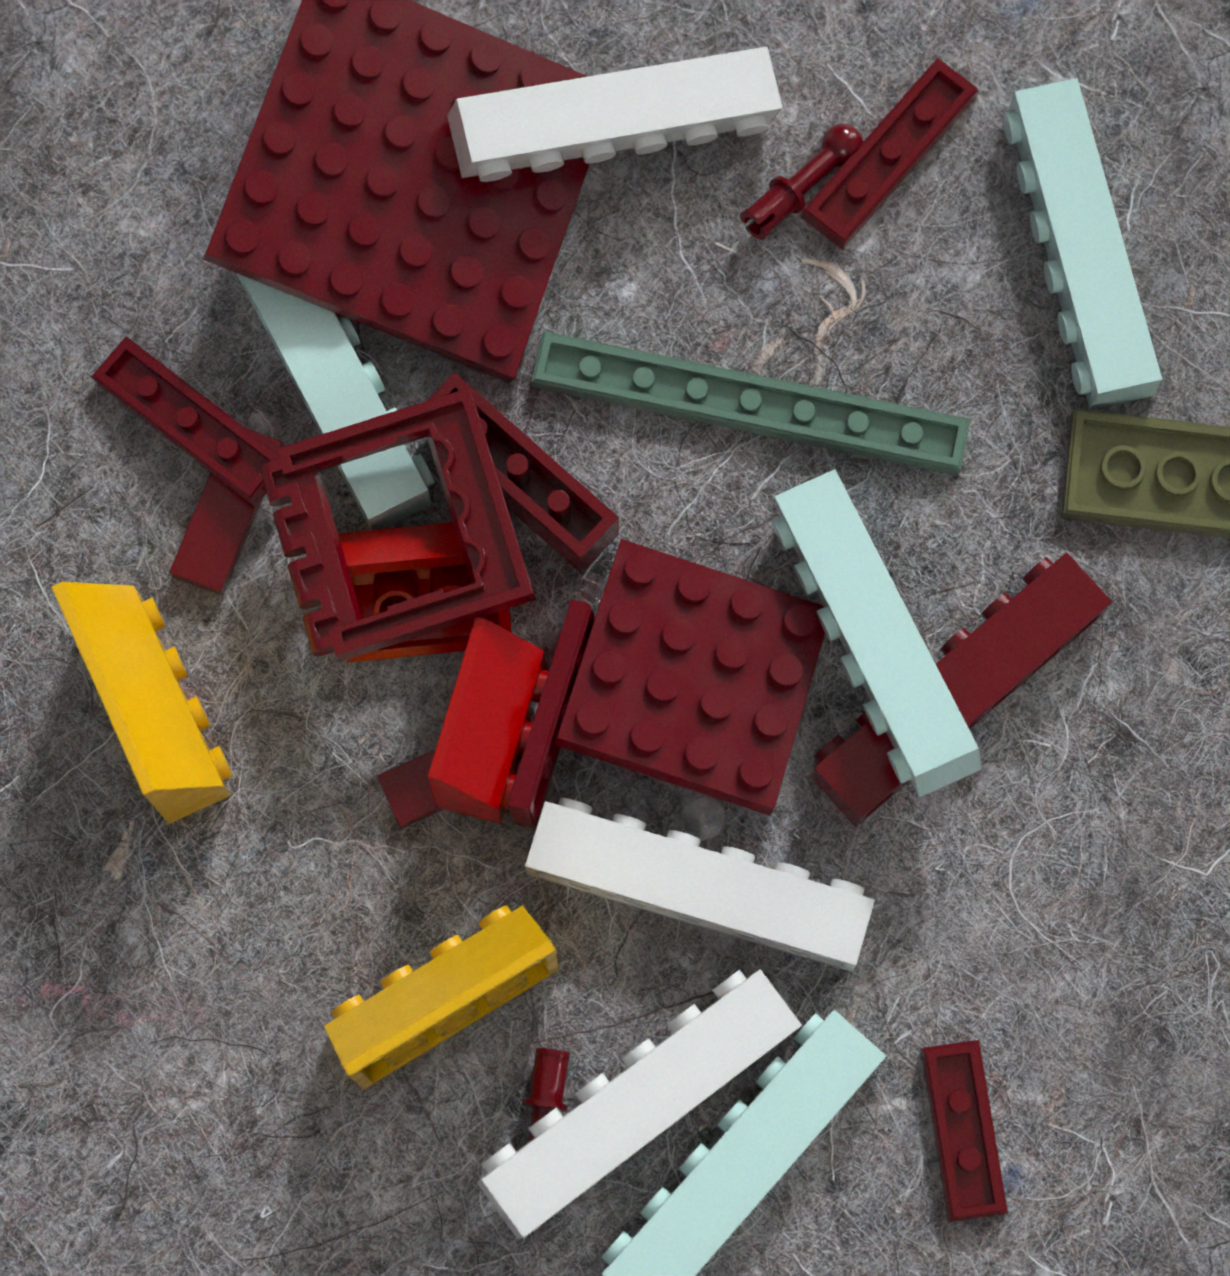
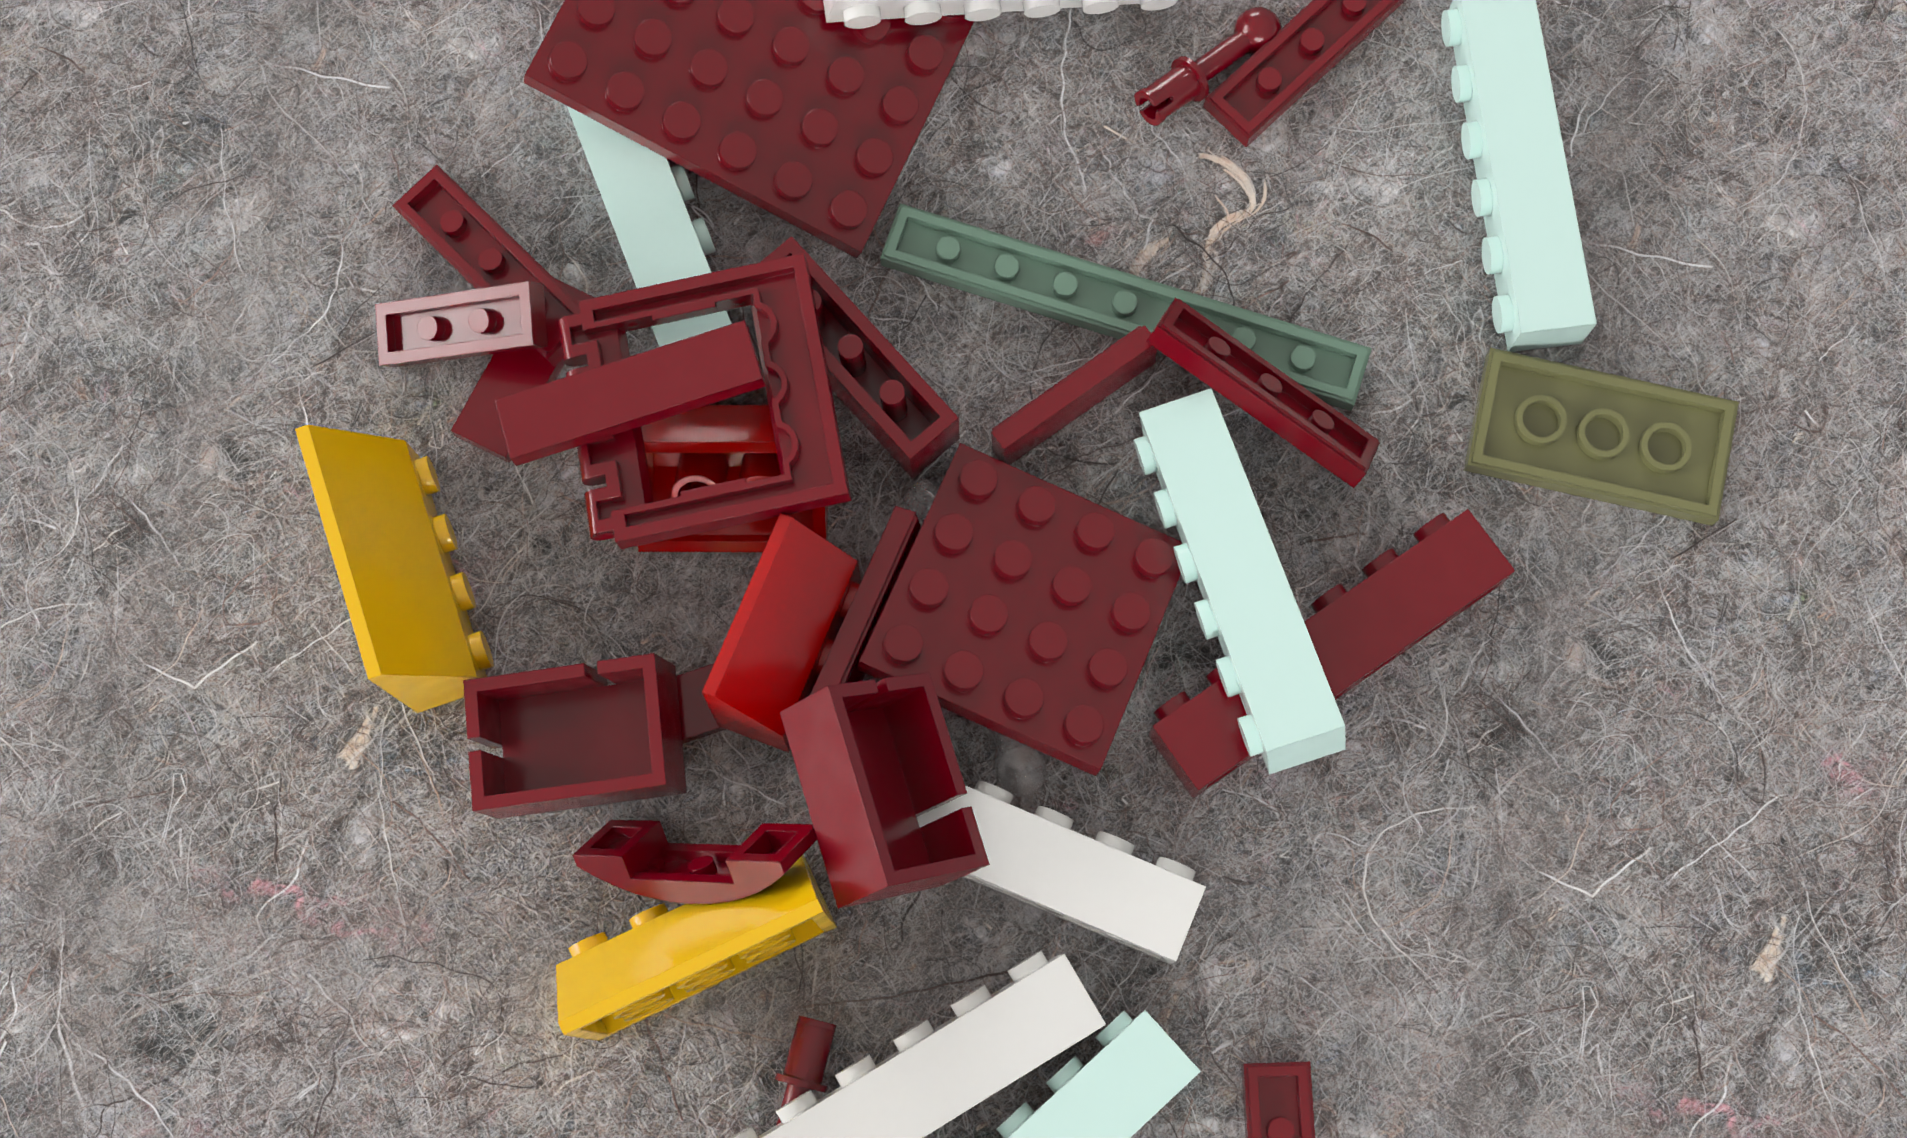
camera: 10 degrees right, 0 degrees up
(169, 478) = (461, 324): none -> plate
(316, 831) = (575, 736): none -> dark red piece
(333, 525) = (629, 393): none -> dark red tile
(385, 930) = (642, 861): none -> dark red slope
(578, 826) = (868, 768): none -> dark red piece
(715, 486) = (1073, 396): none -> dark red tile
(881, 467) = (1264, 392): none -> dark red tile

